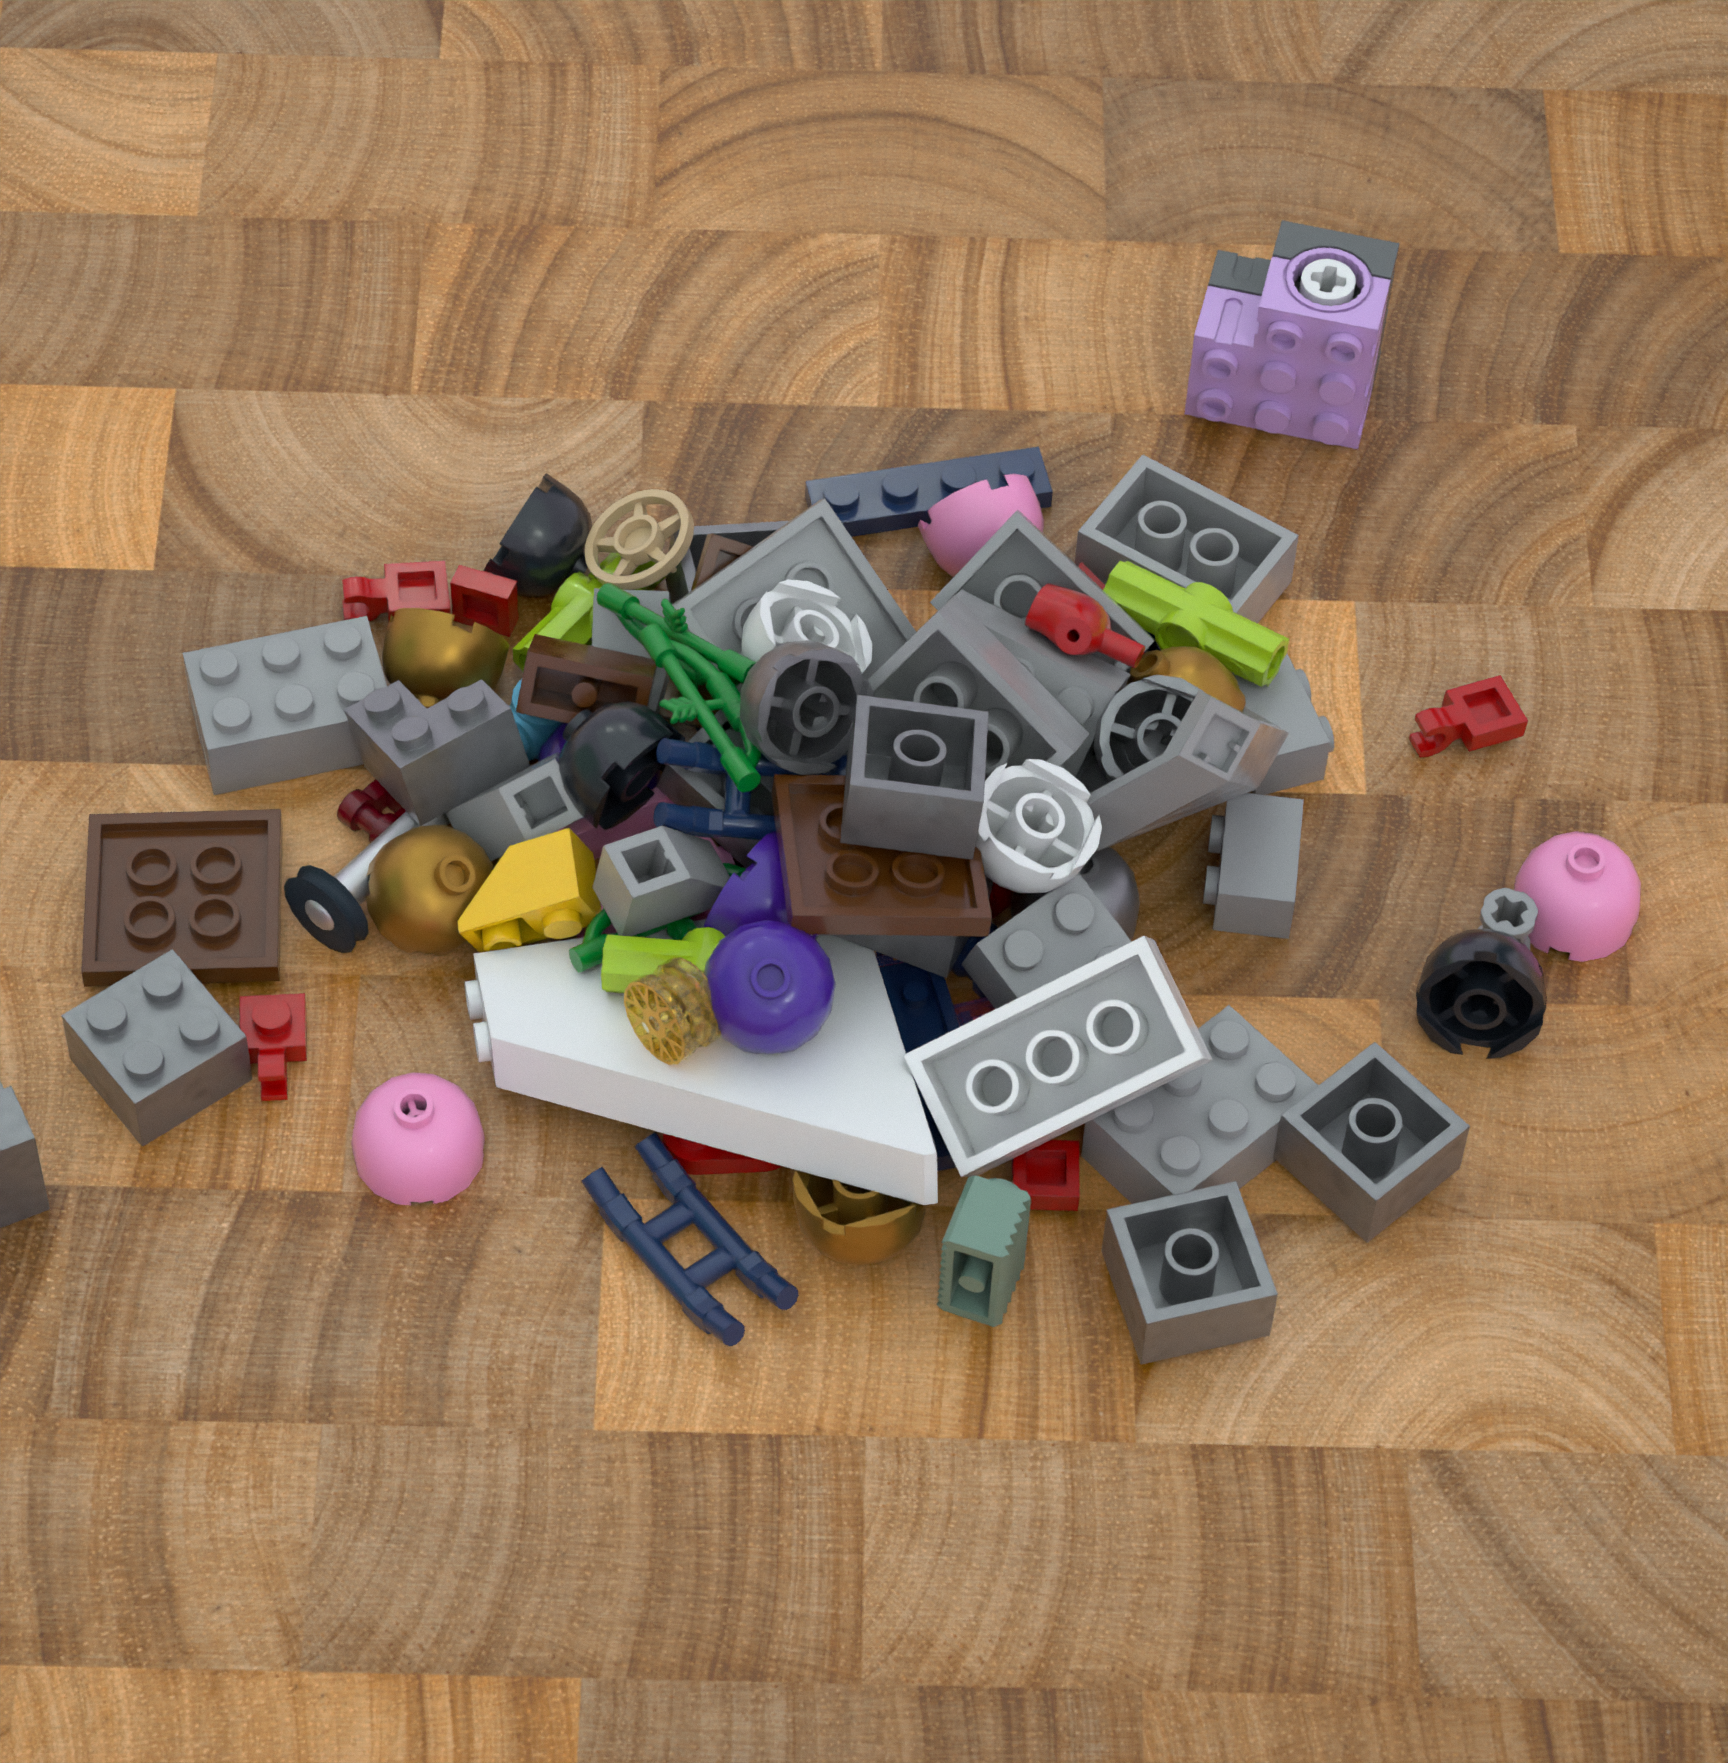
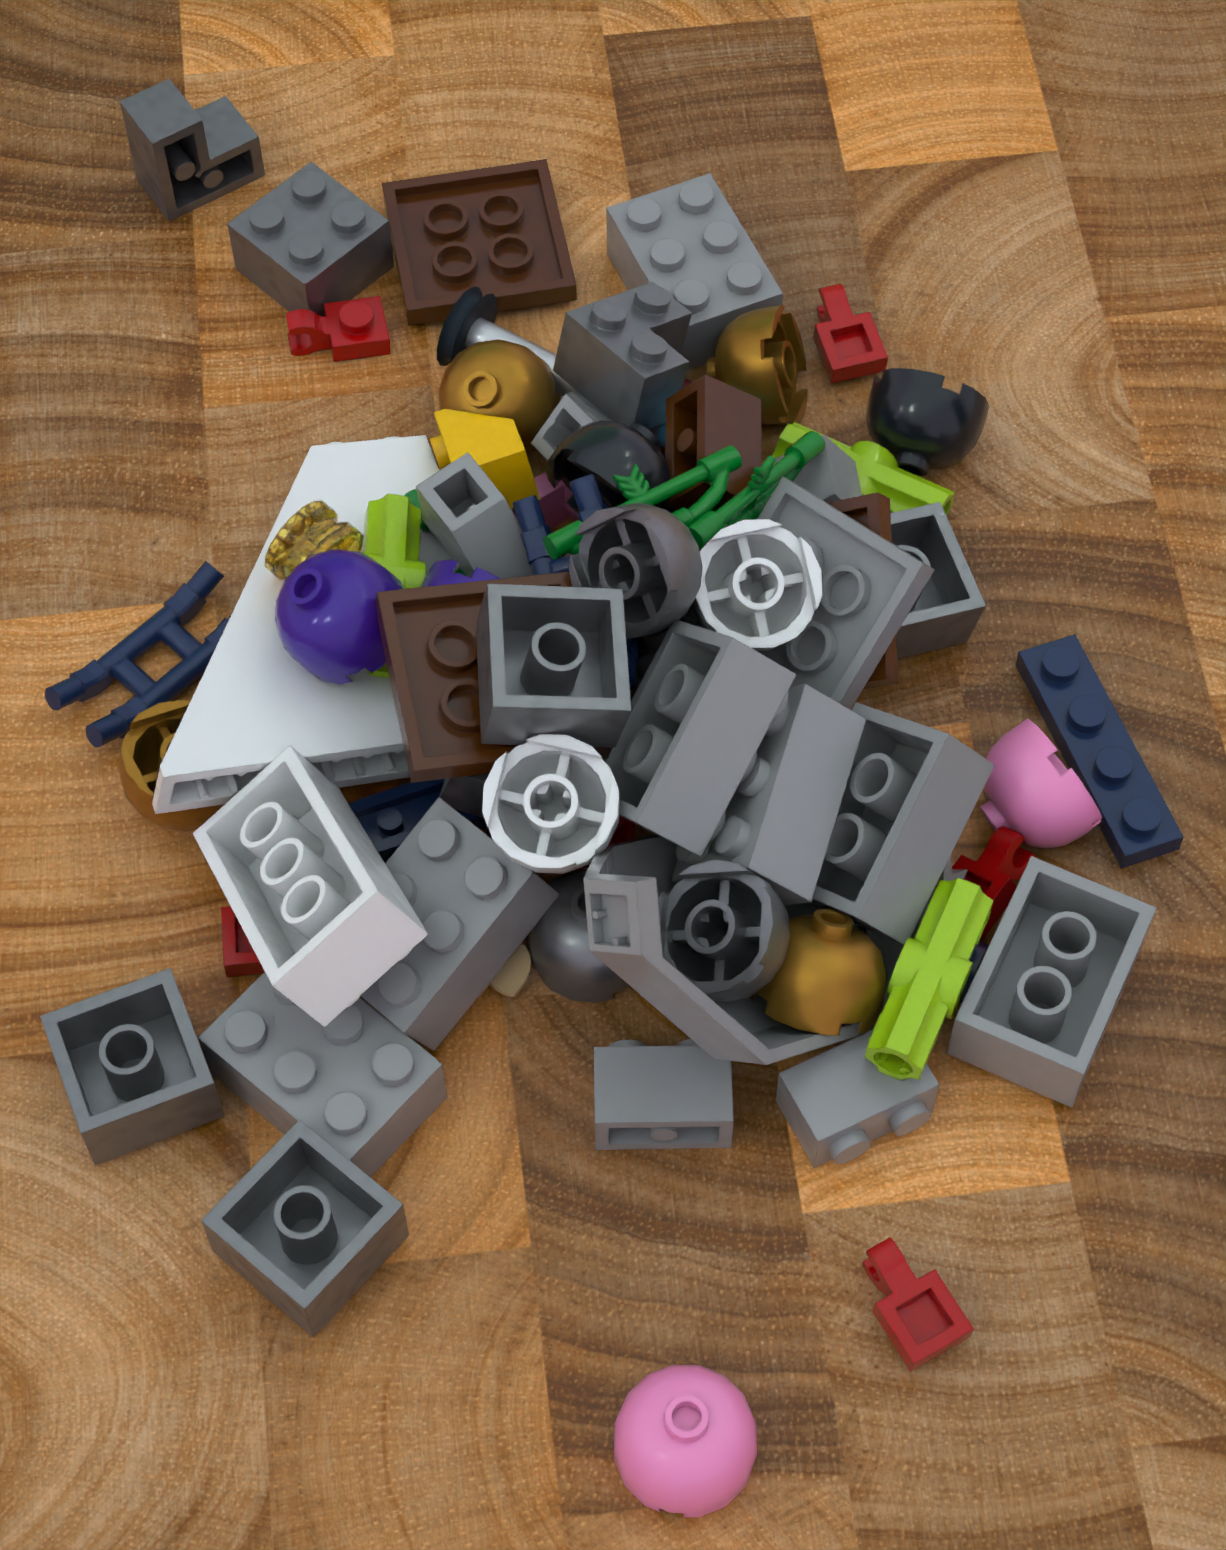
camera: 85 degrees right, 5 degrees up
(417, 1139) = (248, 442): bright pink cylinder -> none
(484, 600) = (852, 396): red plate -> none
(640, 539) = (920, 478): tan wheel -> none
(984, 1250) = (136, 877): sand green brick -> none
(1079, 625) = (835, 823): red piece -> none
(1481, 993) = (524, 1330): black cylinder -> none
(1509, 913) = (624, 1337): light grey bush -> none

